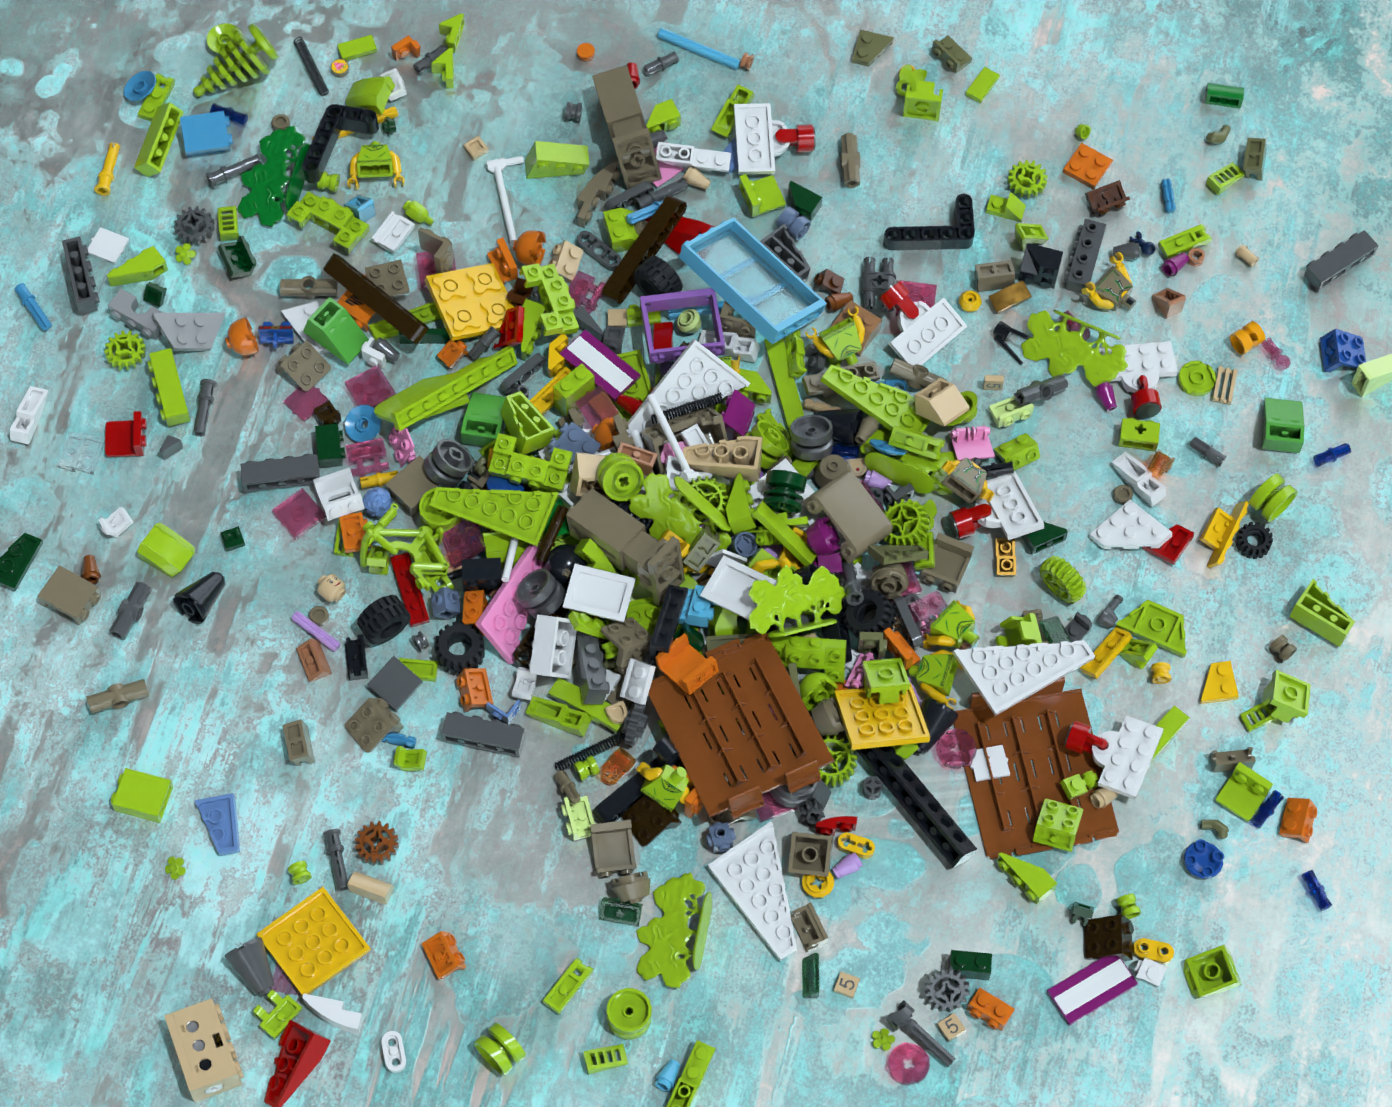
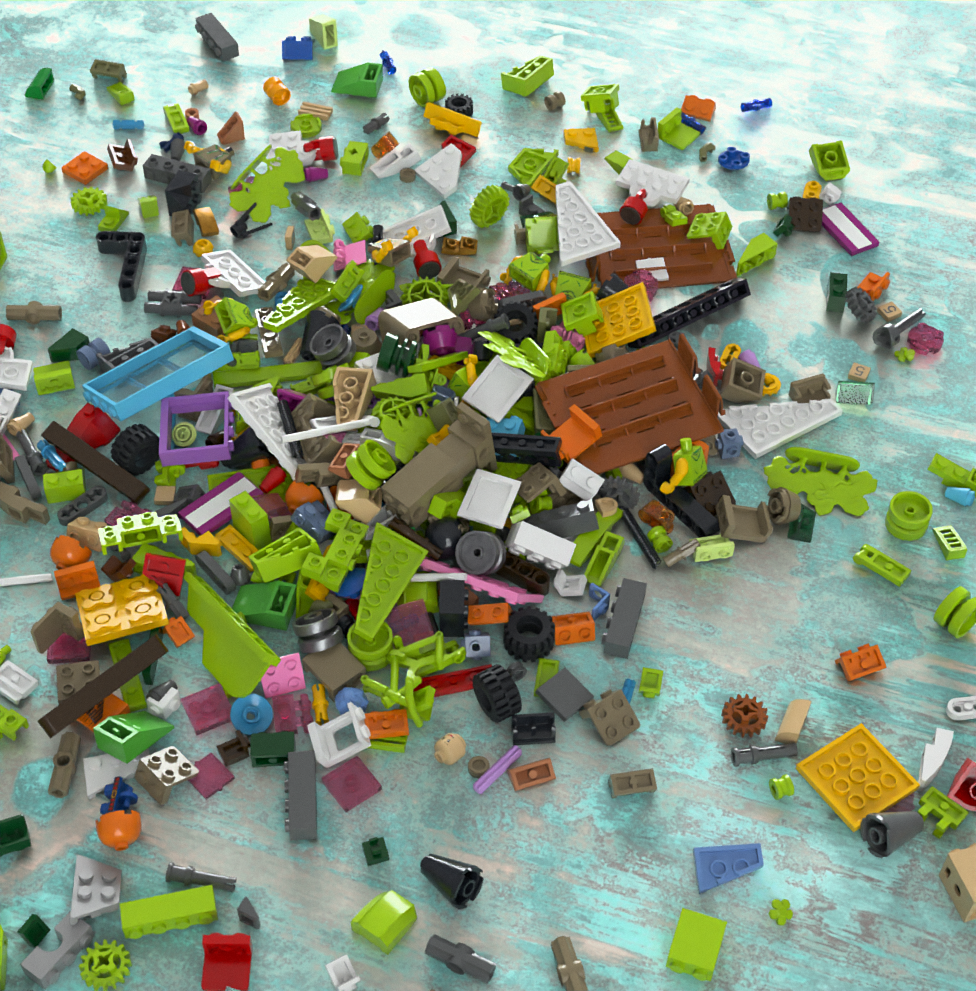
camera: 85 degrees left, 15 degrees down
(1282, 361) = (292, 80): clear pink pin -> none

